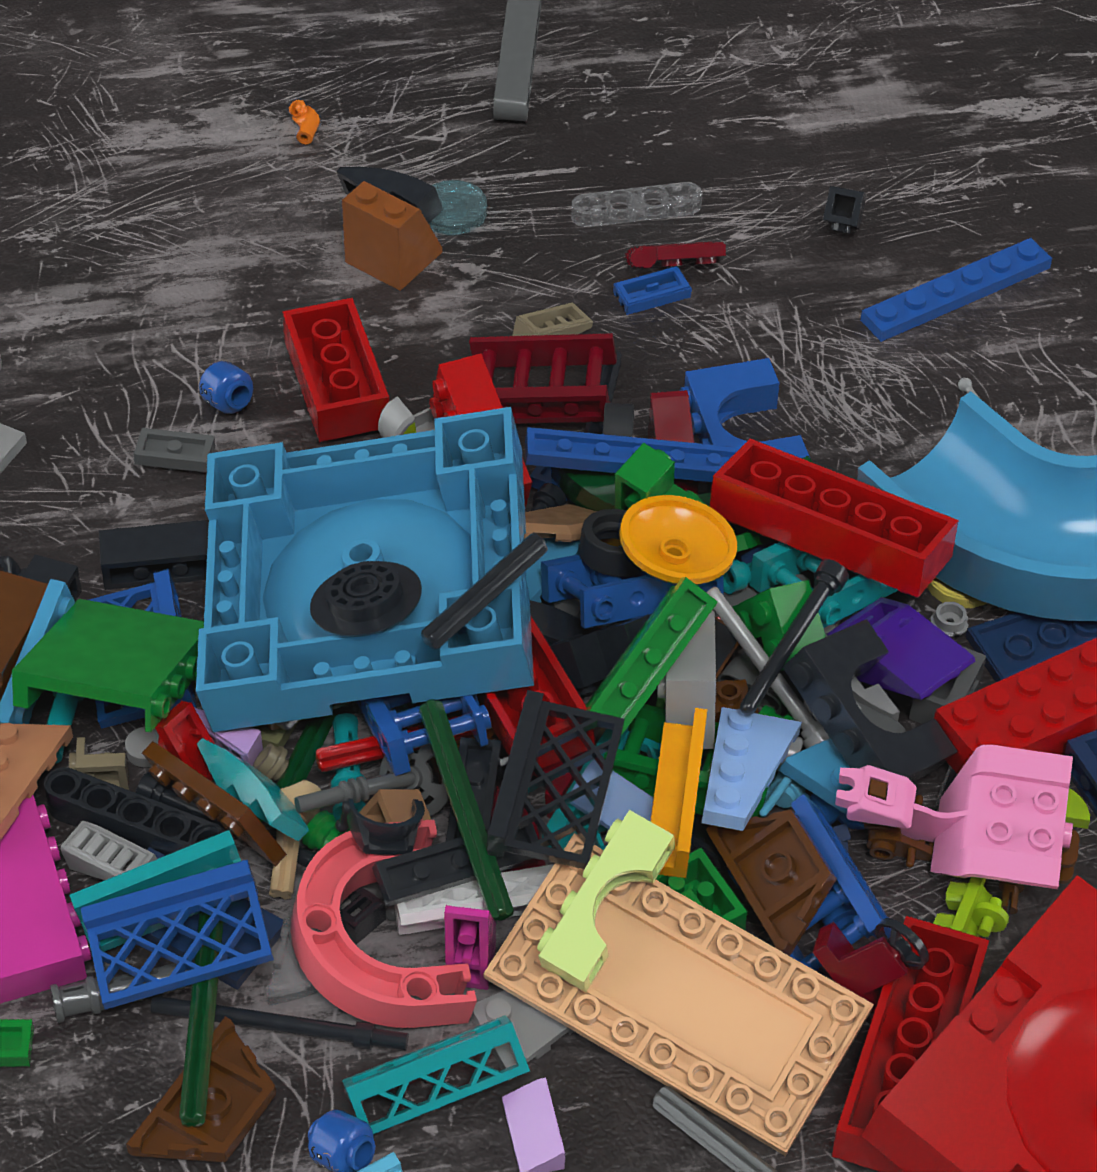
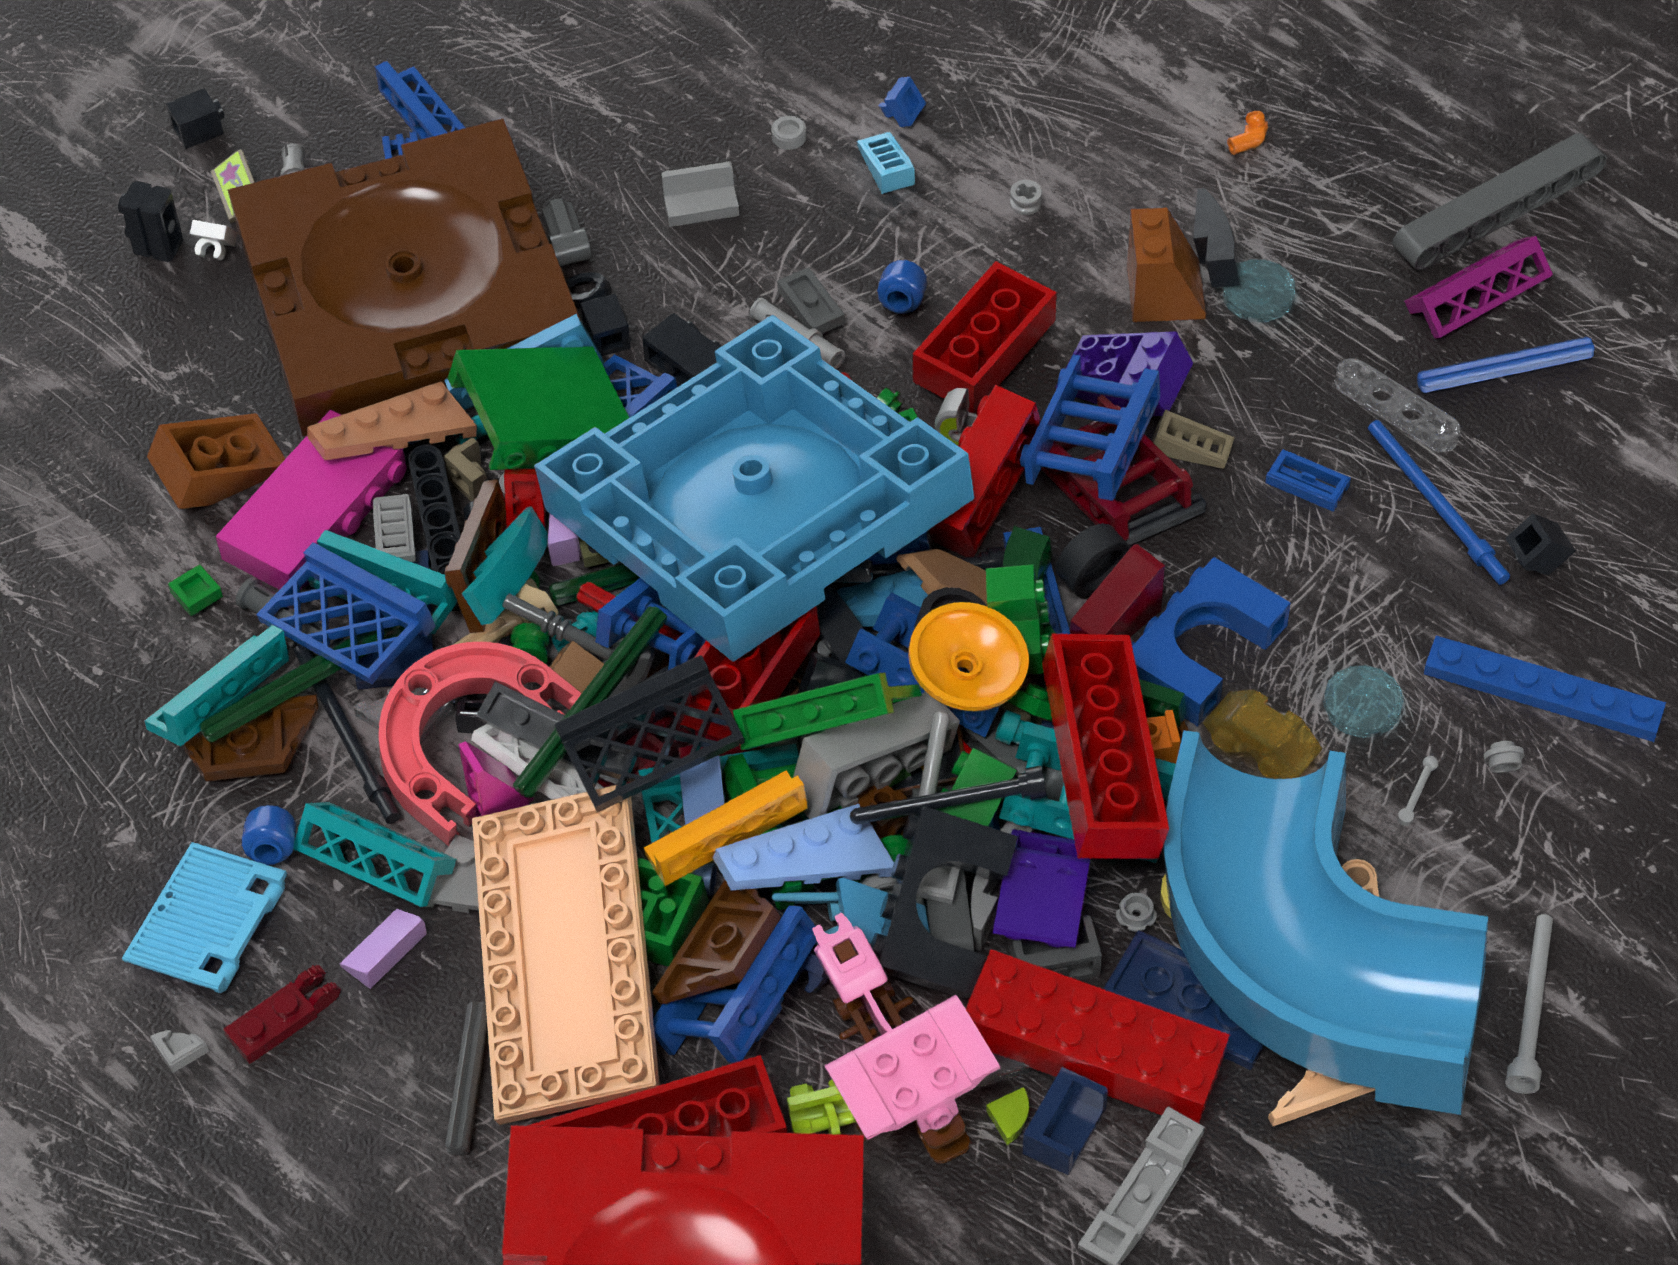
camera: 55 degrees right, 5 degrees up
(41, 277) = (903, 102): none -> blue tile
(102, 325) = (892, 178): none -> medium azure slope
(151, 482) = (832, 355): none -> light grey pin
(154, 1084) = (220, 686): none -> teal fence
(215, 278) = (1025, 197): none -> light grey bush
(272, 761) = (565, 567): dark tan plate -> none
(366, 598) = (698, 499): black wheel -> none
(381, 837) = (528, 678): black helmet -> none
(447, 315) = (1125, 357): none -> dark purple slope
(484, 591) = (752, 559): black axle -> none
(526, 327) = (1118, 446): none -> blue fence
(571, 93) = (1474, 274): none -> magenta fence
(610, 452) = (1062, 578): blue plate -> none
(633, 854) = (527, 851): yellowish green arch -> none
(661, 132) = (1505, 364): none -> axle
(674, 253) = (1360, 465): dark red hinge -> none
(810, 244) = (1479, 549): none -> blue bar
(872, 965) = (684, 1049): dark red piece -> none
(878, 383) = (1363, 701): none -> clear light blue tile
(881, 440) = (1276, 741): none -> clear yellow brick
(1000, 342) = (1504, 757): none -> light grey plate

